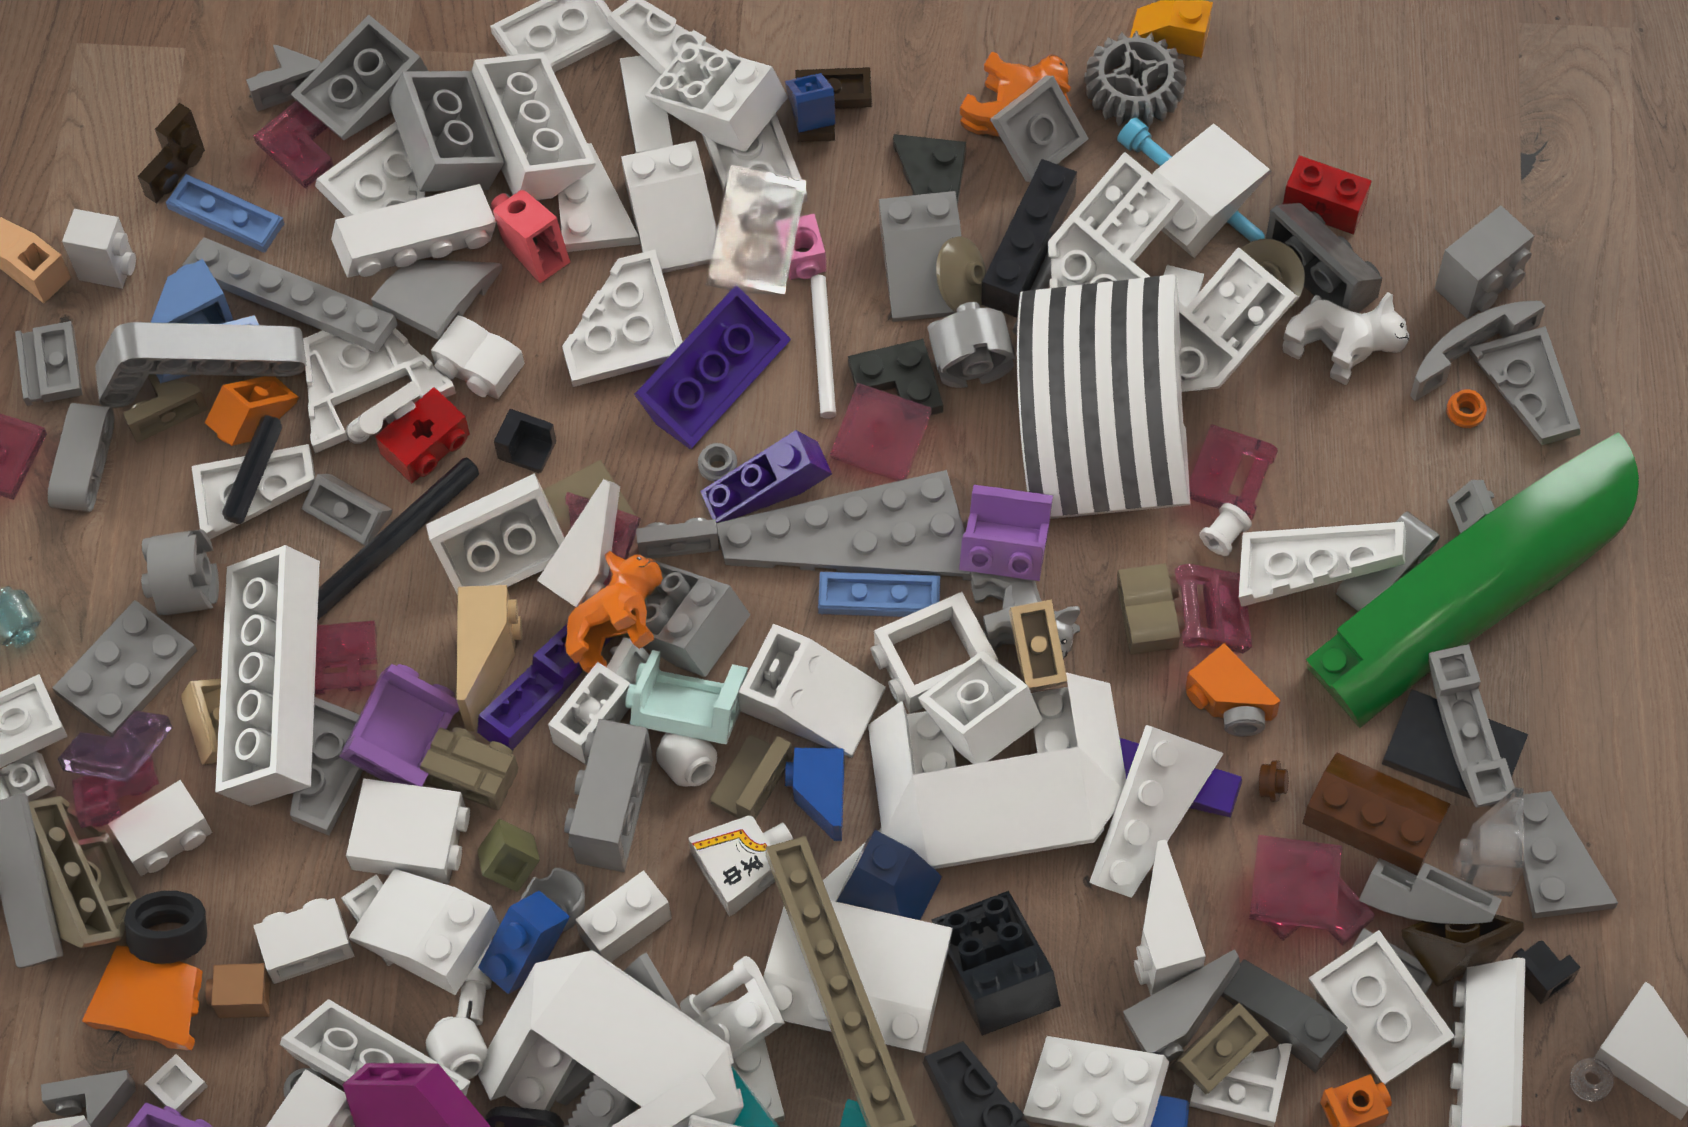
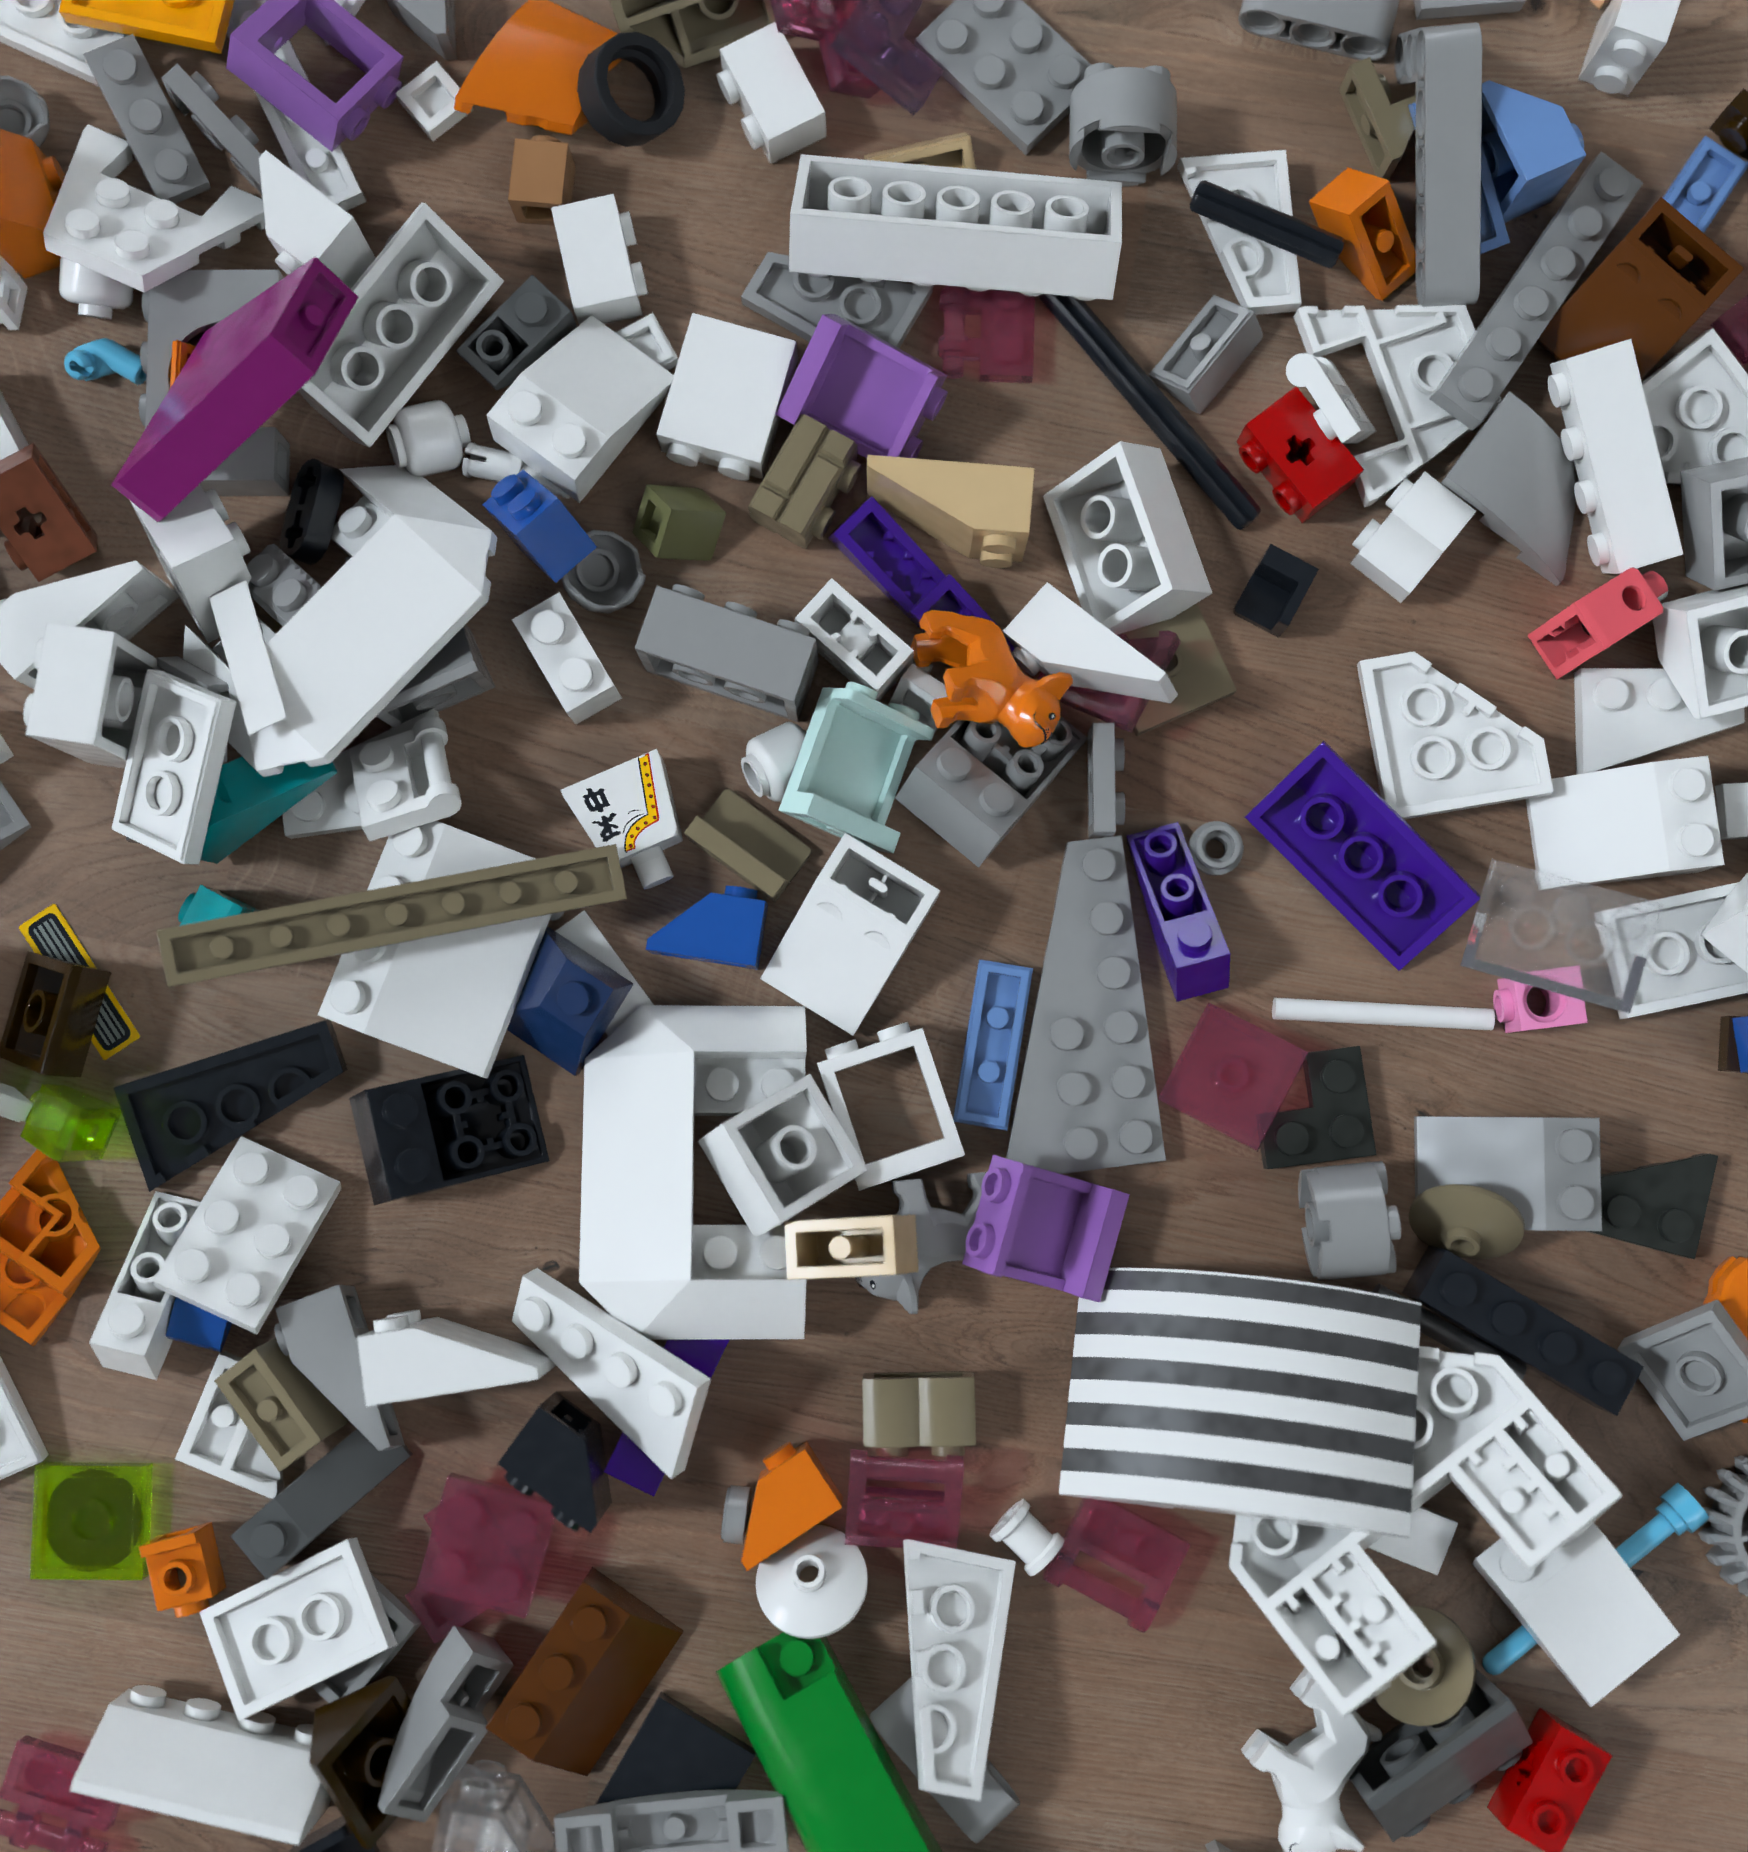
camera: 95 degrees right, 20 degrees up
(289, 225) = (1644, 291): none -> reddish brown slope
(369, 984) = (517, 334): none -> dark grey slope
(1223, 834) = (561, 1461): none -> black slope
(1273, 780) = (646, 1539): reddish brown plate -> none
(1298, 663) = (821, 1605): none -> white dish

